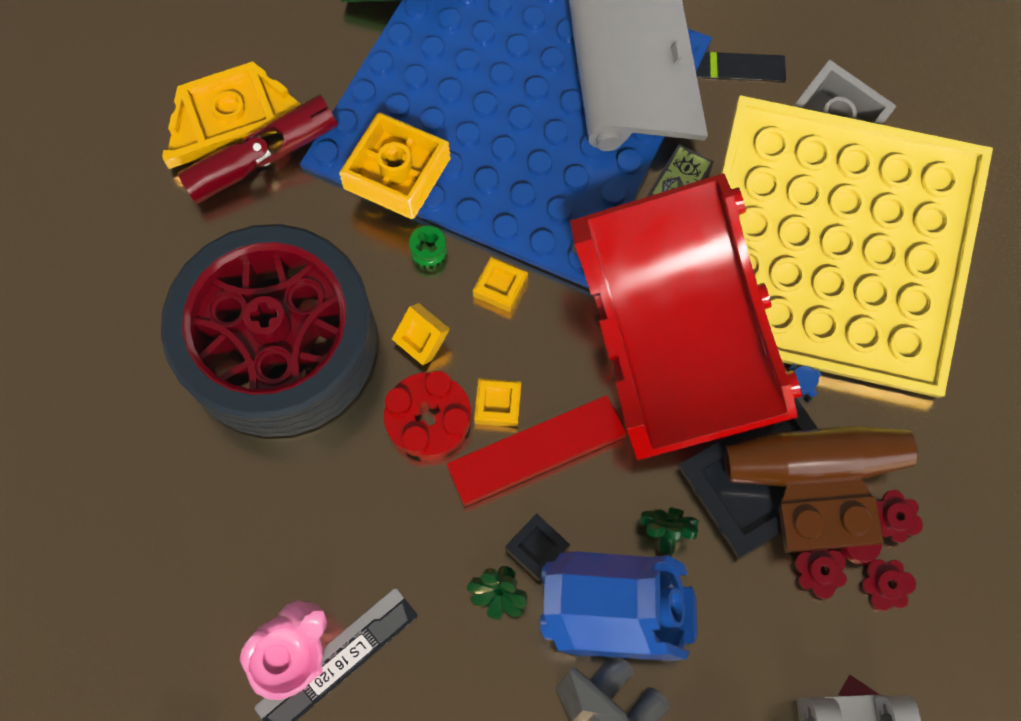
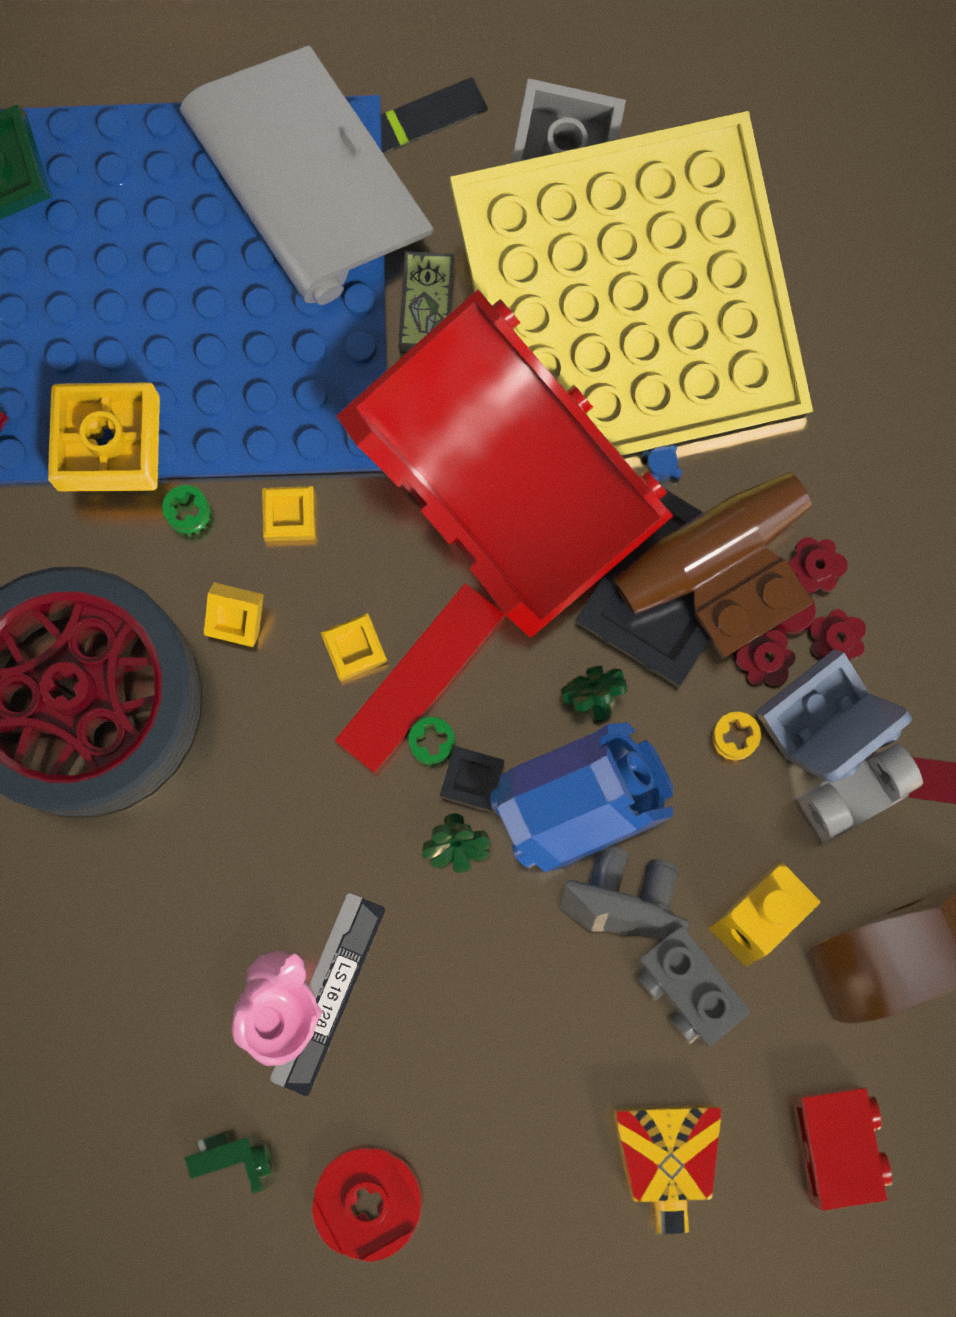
camera: 25 degrees left, 10 degrees up
(418, 438) = (285, 668): red plate -> none
(513, 490) = (441, 728): none -> green bush
(779, 612) = (730, 750): none -> yellow bush
(856, 647) = (831, 720): none -> sand blue bracket

